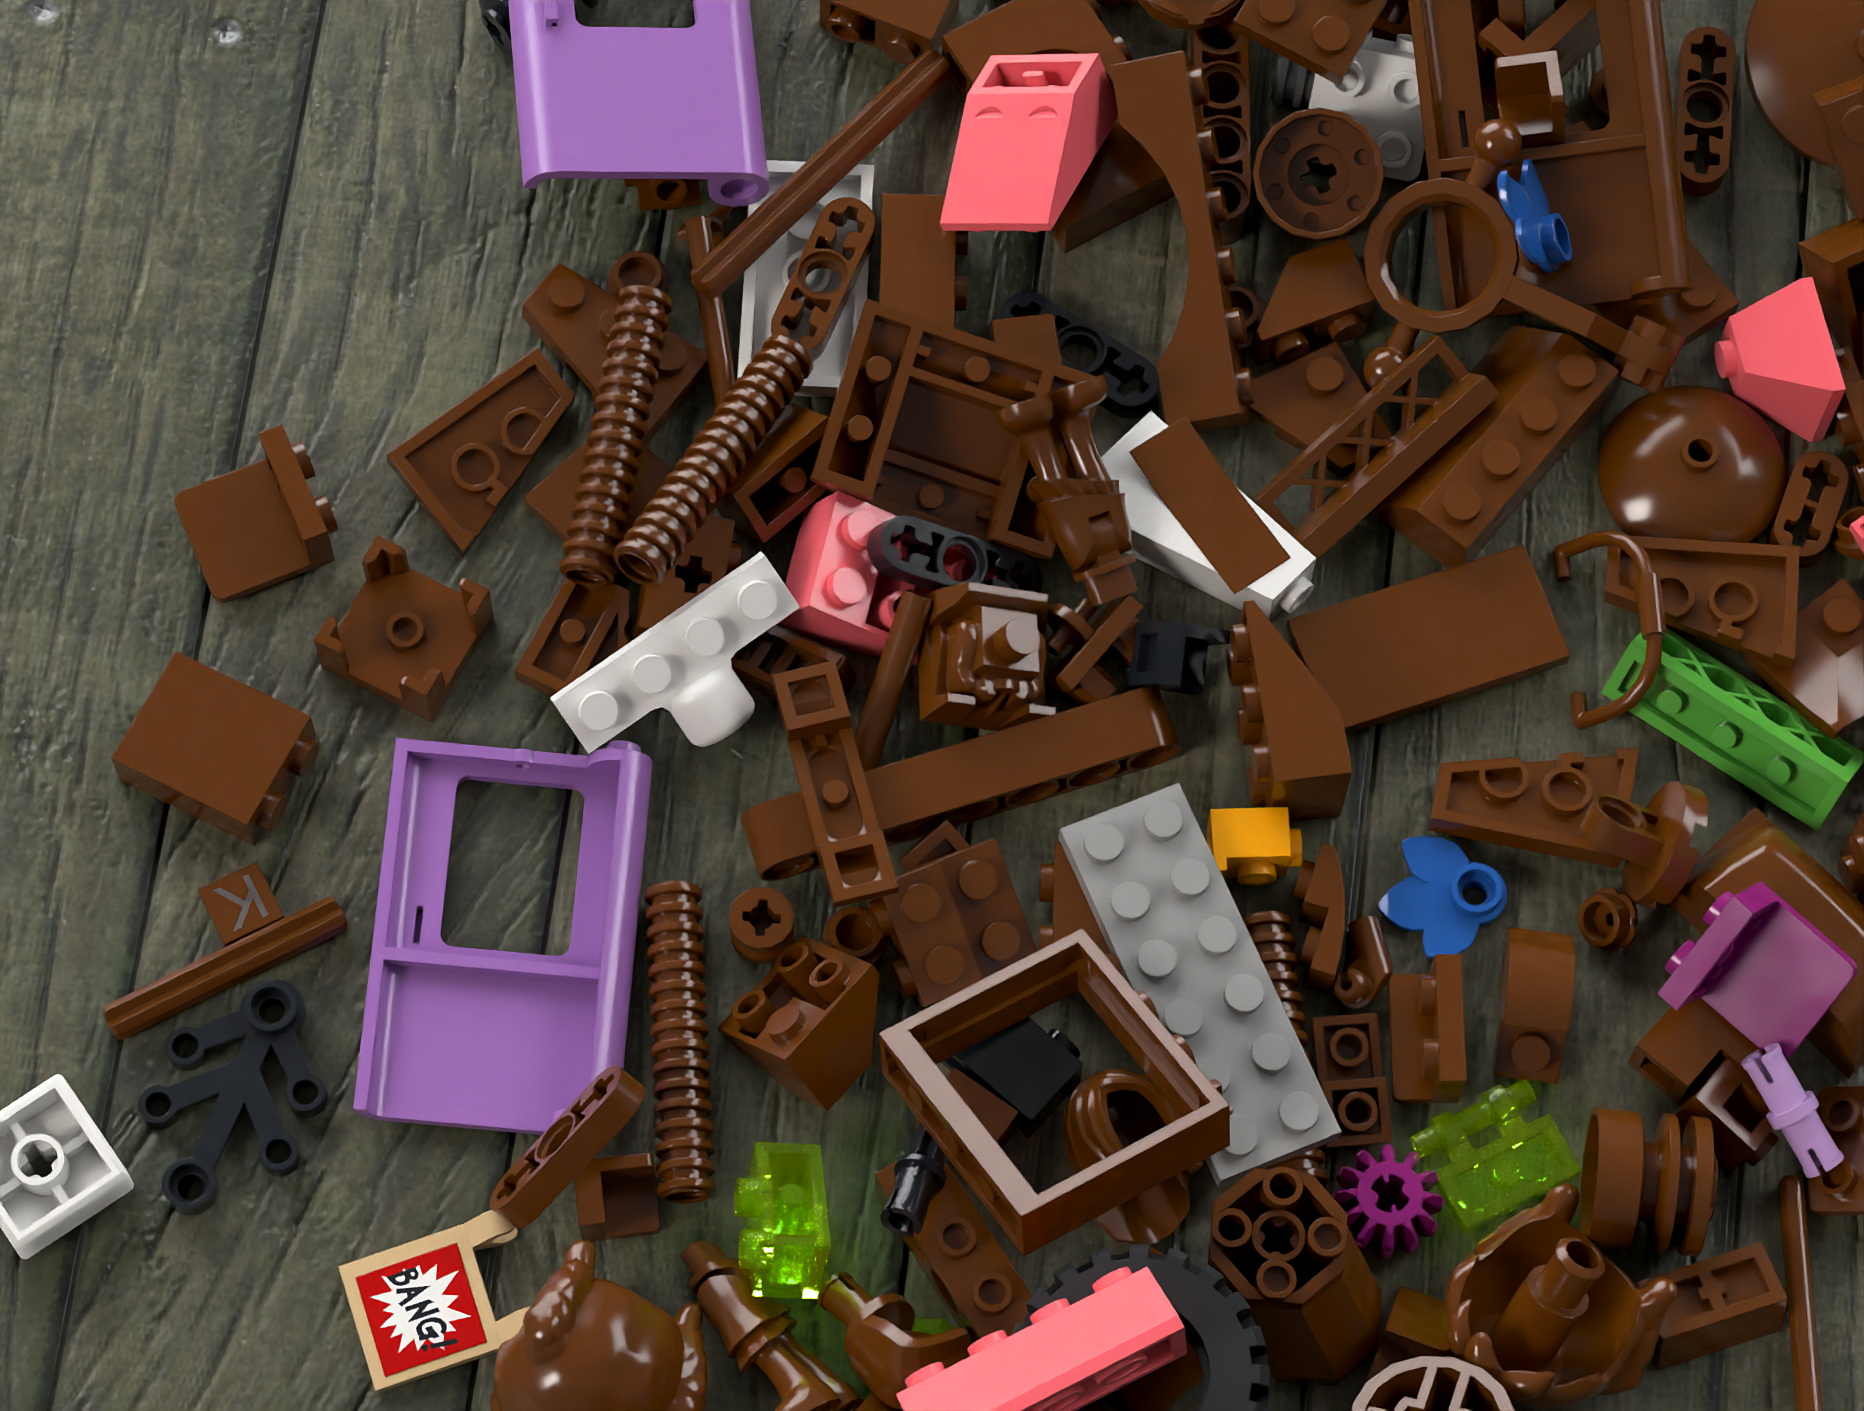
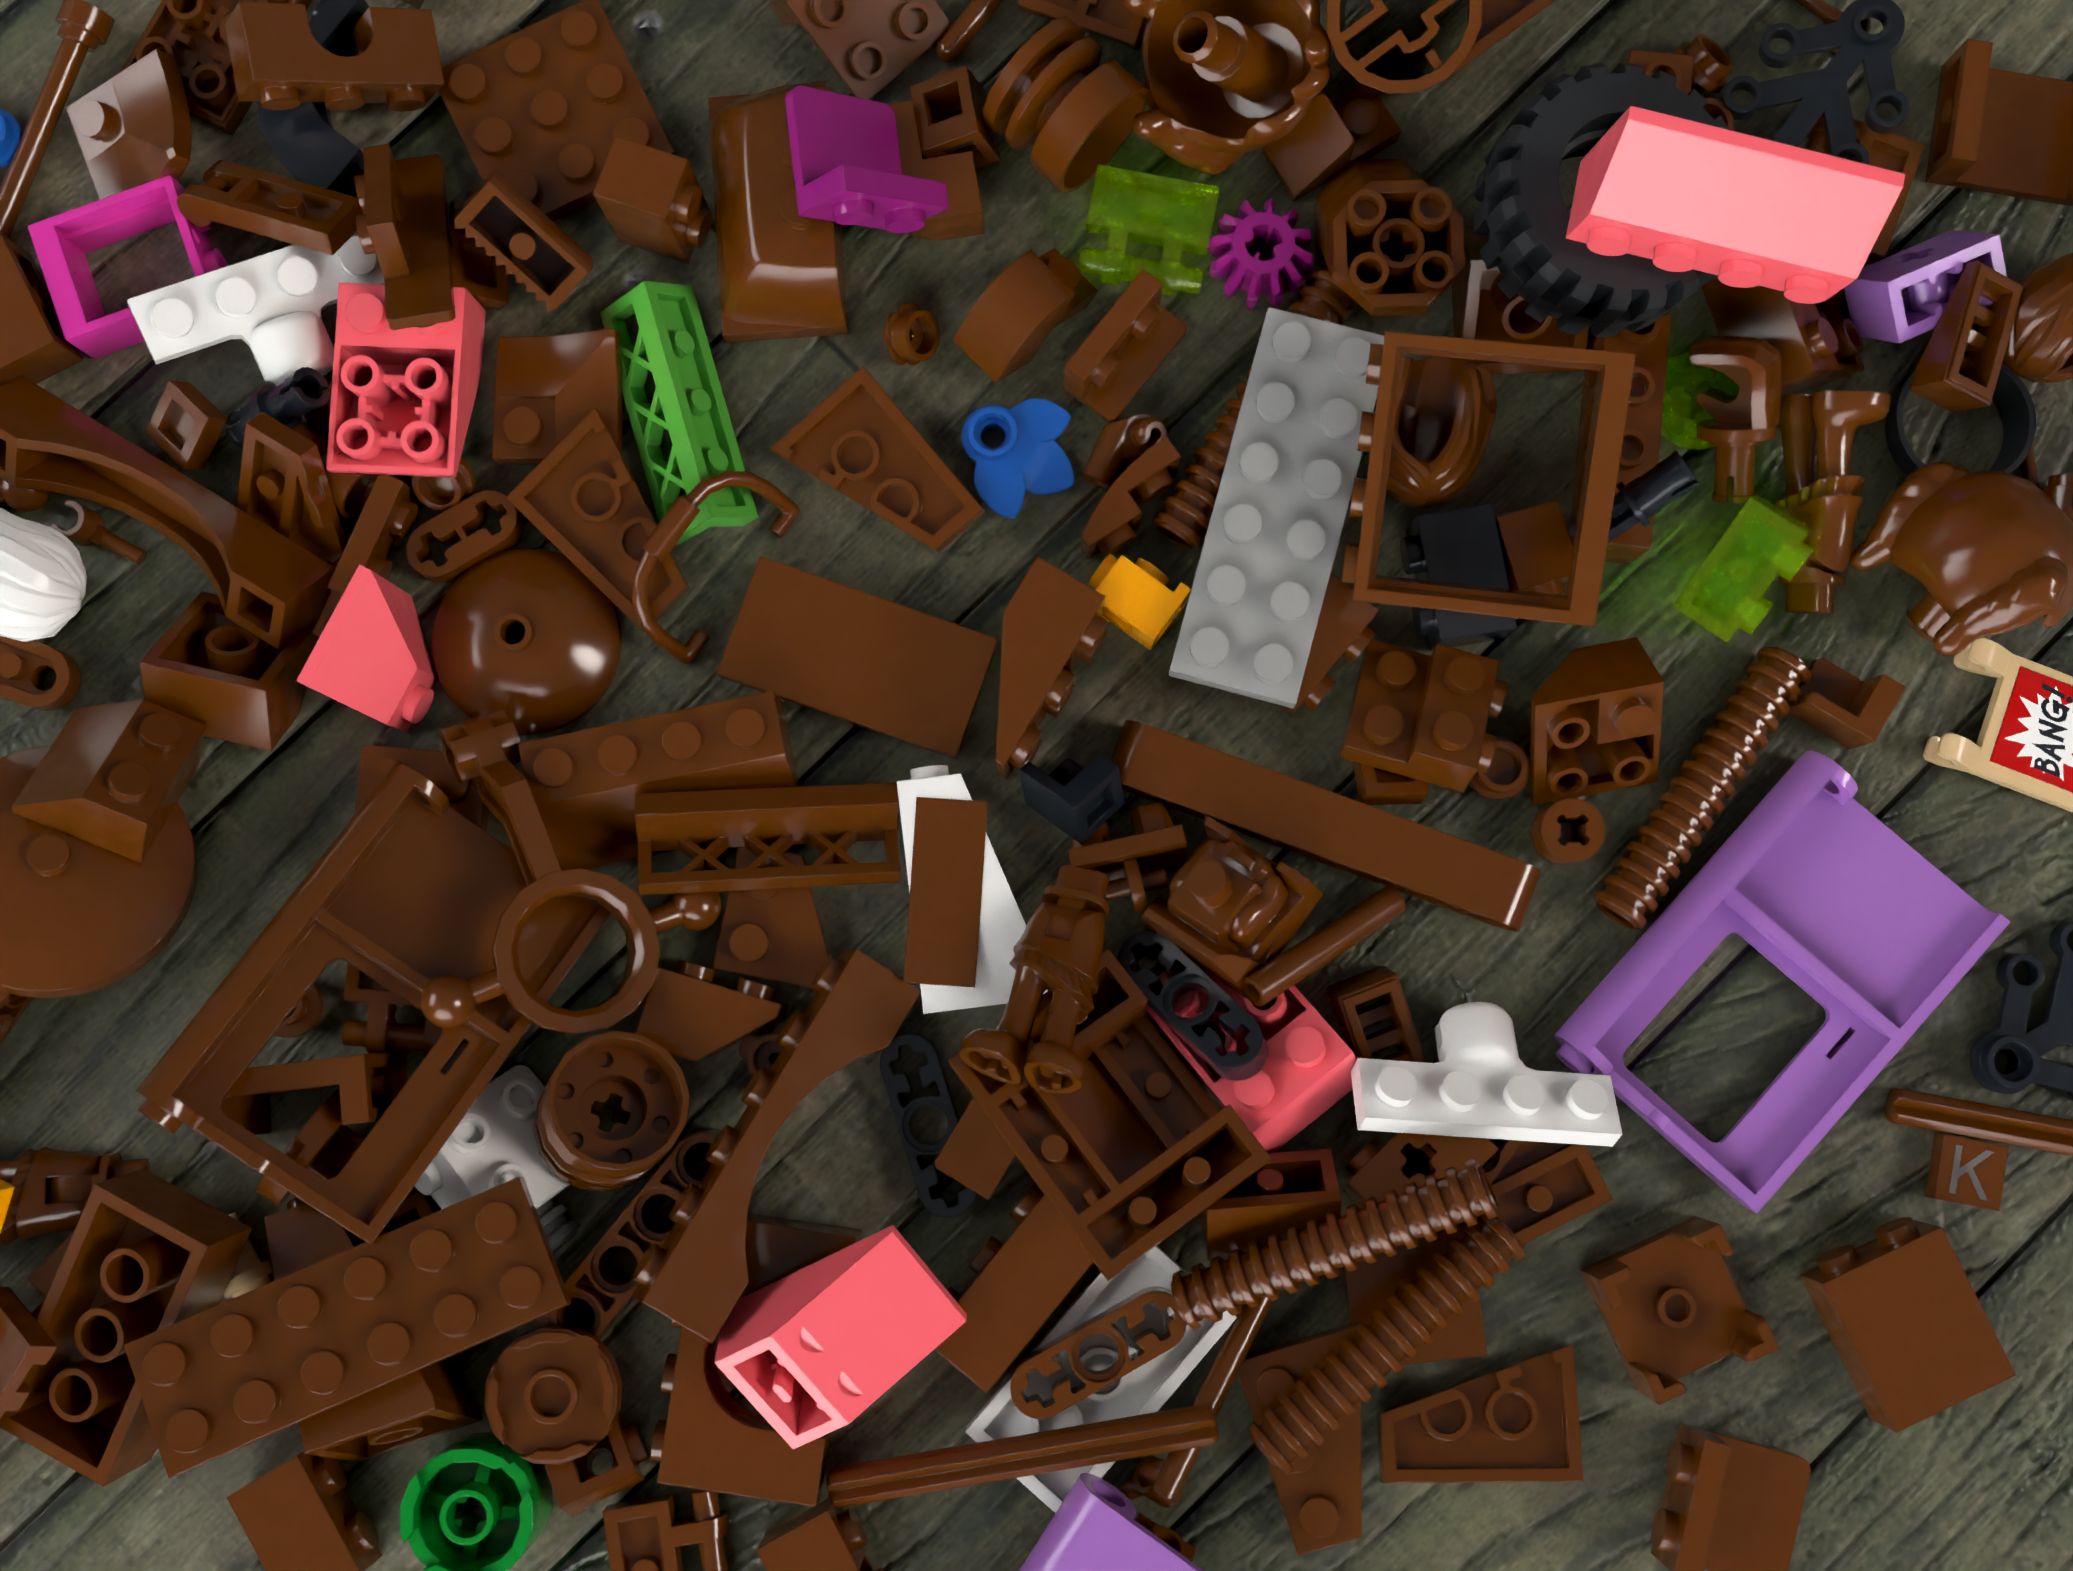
camera: 135 degrees left, 15 degrees up
(567, 1147) = (1878, 749): reddish brown beam -> none
(637, 269) = (1242, 1483): reddish brown plate -> none
(833, 784) = (1448, 877): reddish brown slope -> none
(1352, 1077) = (1205, 370): reddish brown slope -> none
(1532, 97) = (380, 1024): reddish brown panel -> none
(1539, 234) = (476, 904): blue plate -> none
(1650, 839) = (827, 344): reddish brown tile -> none
(1719, 91) = (189, 956): reddish brown beam -> none
(1792, 1110) = (912, 70): lavender pin -> none

